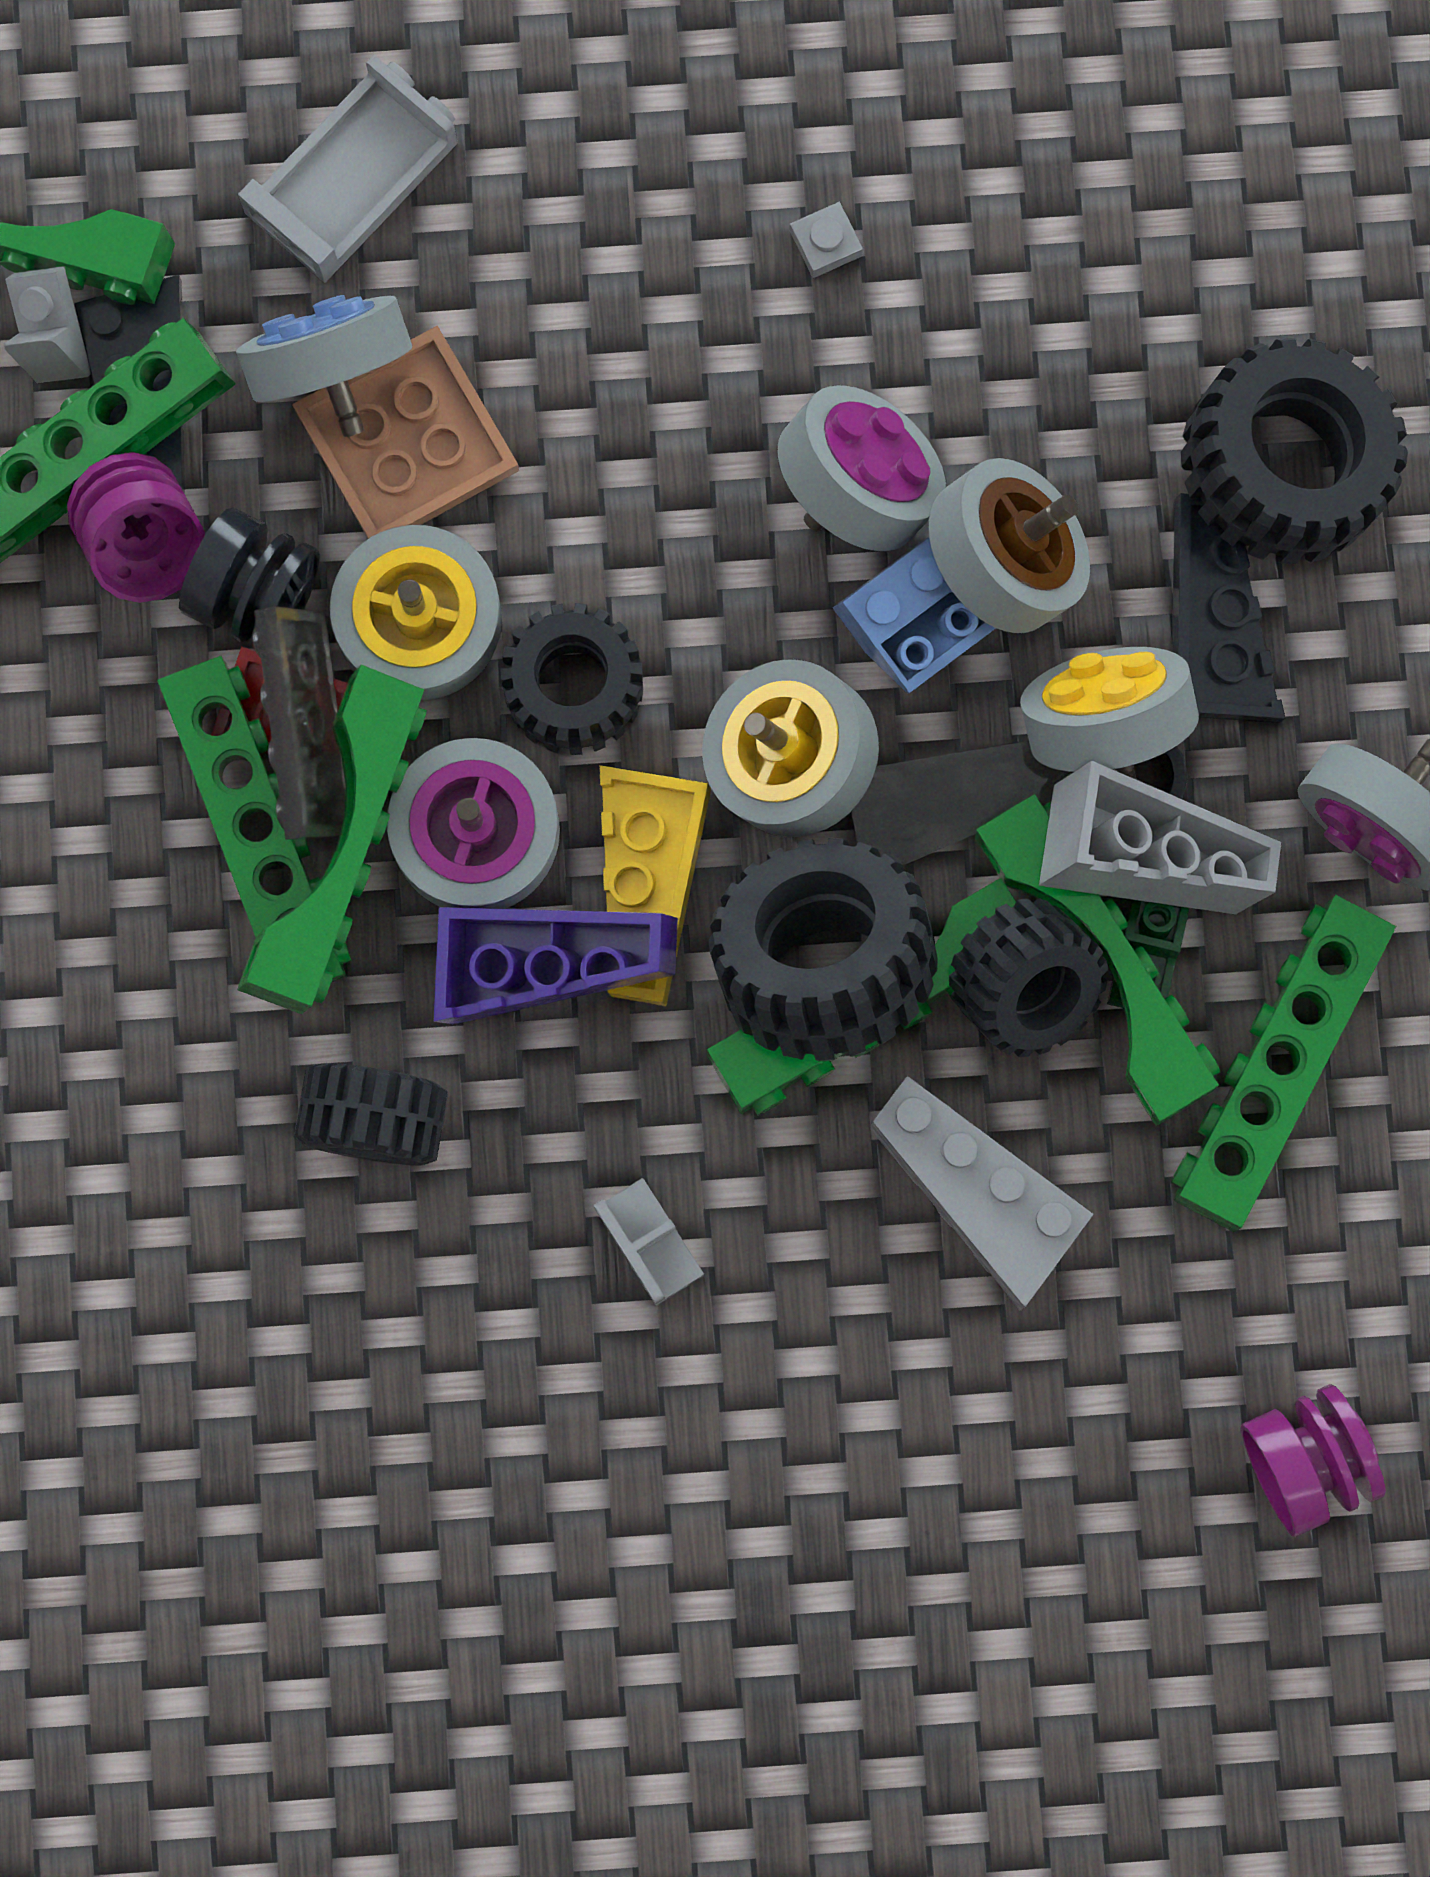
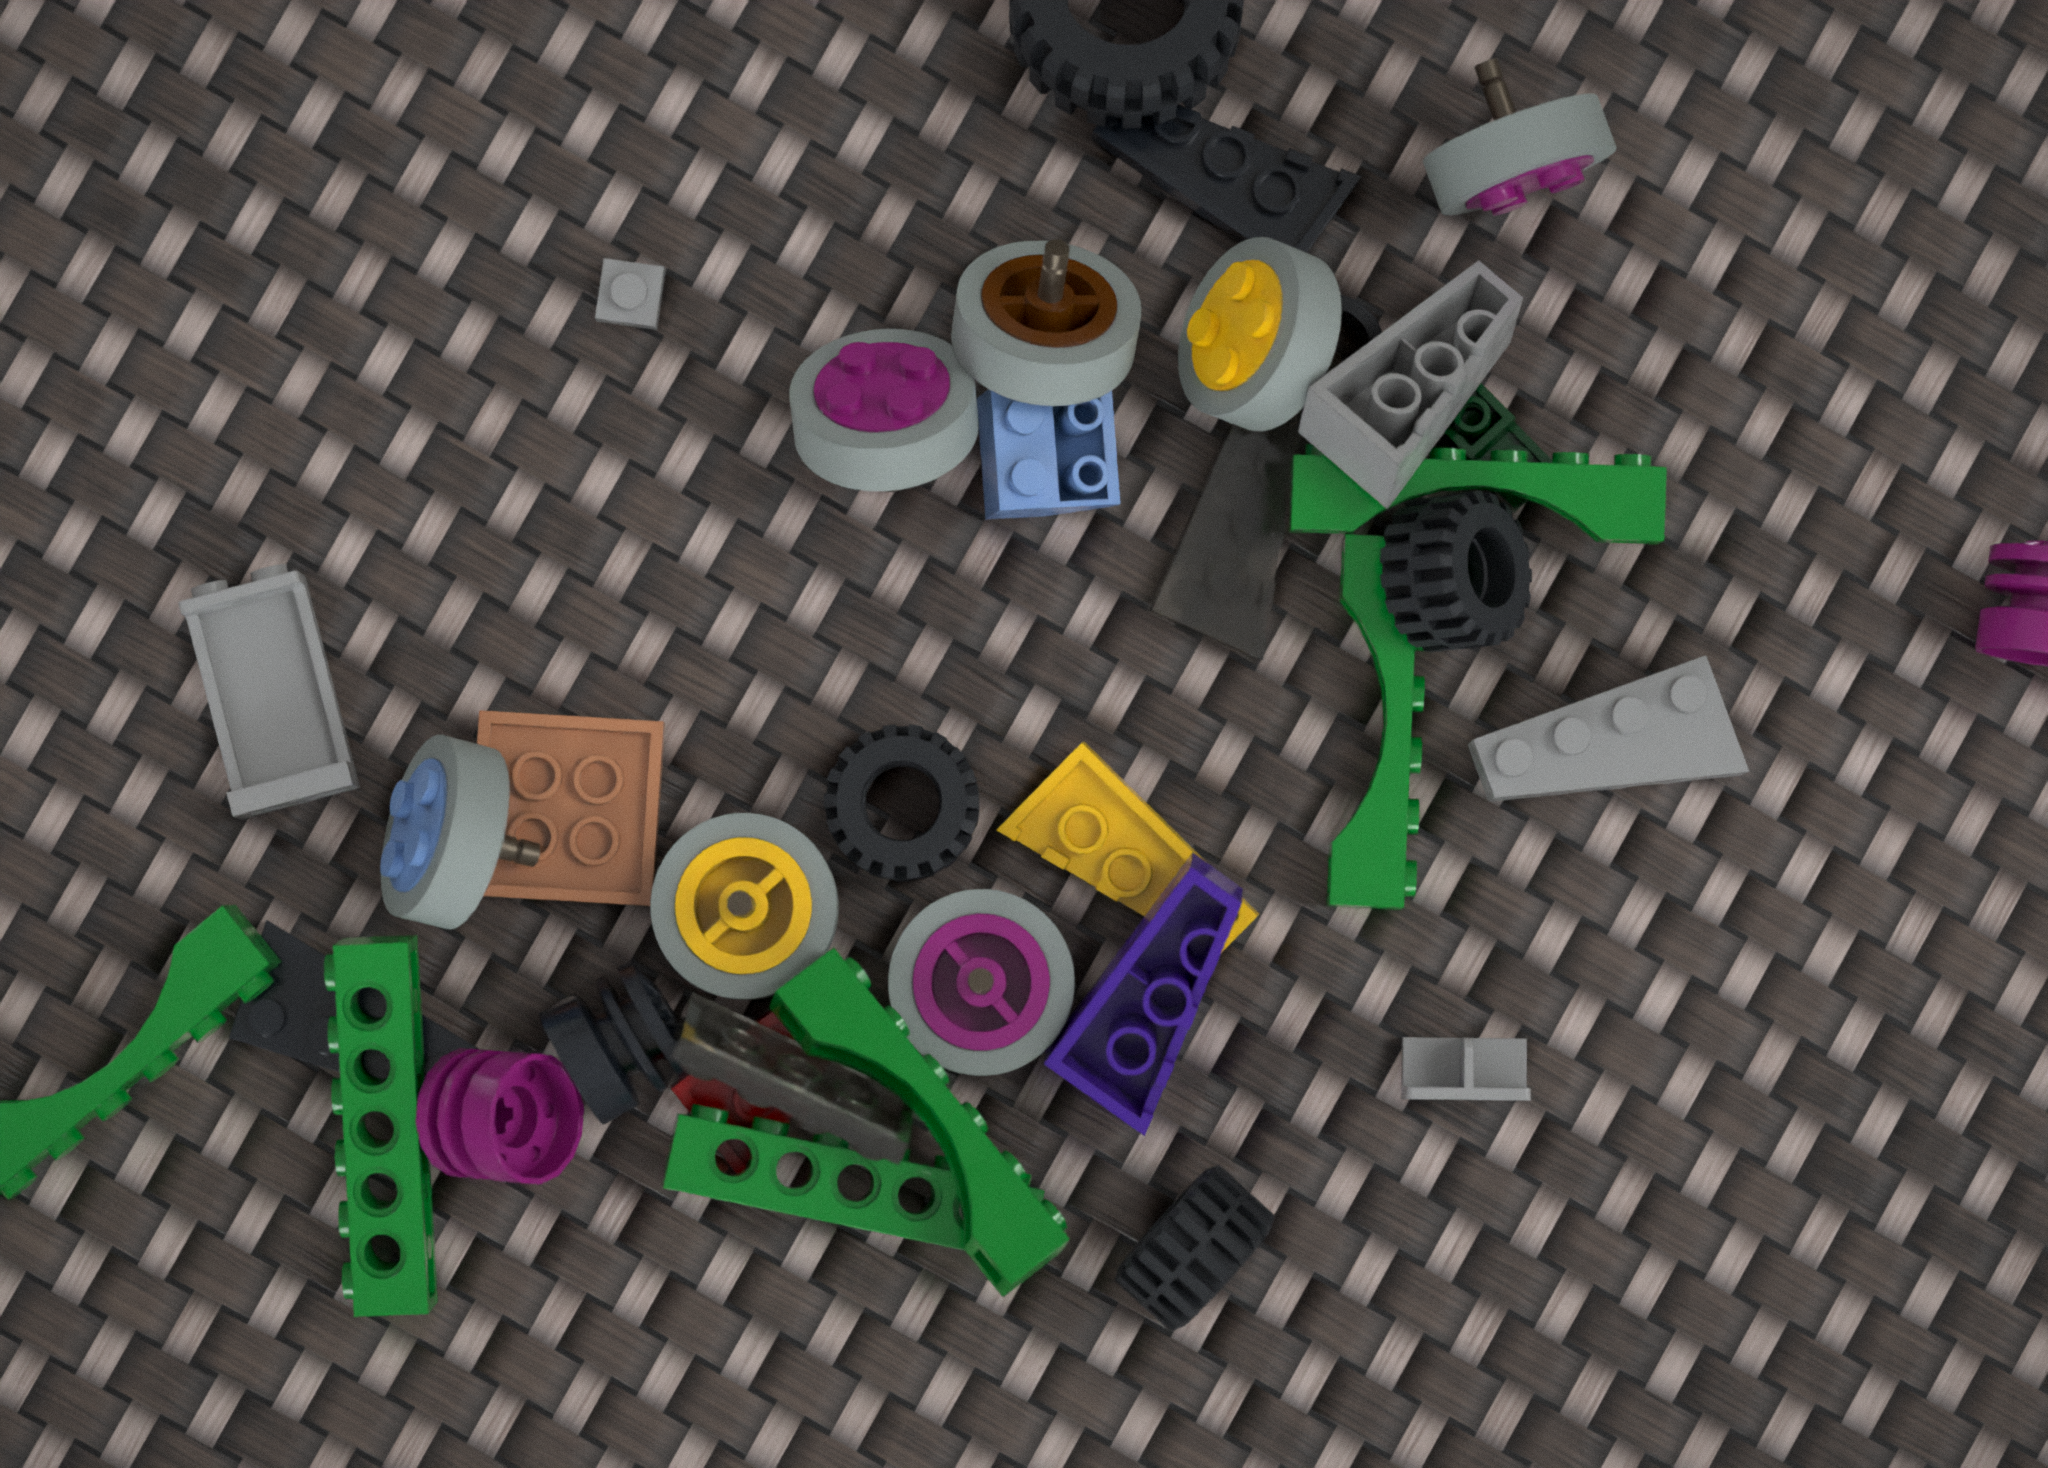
camera: 55 degrees left, 5 degrees up
(48, 327) = (241, 1075): light grey slope -> none
(790, 748) = (1101, 646): wheel -> none
(832, 1005) = (1244, 728): black tyre -> none
(1360, 942) = (1616, 249): green brick -> none

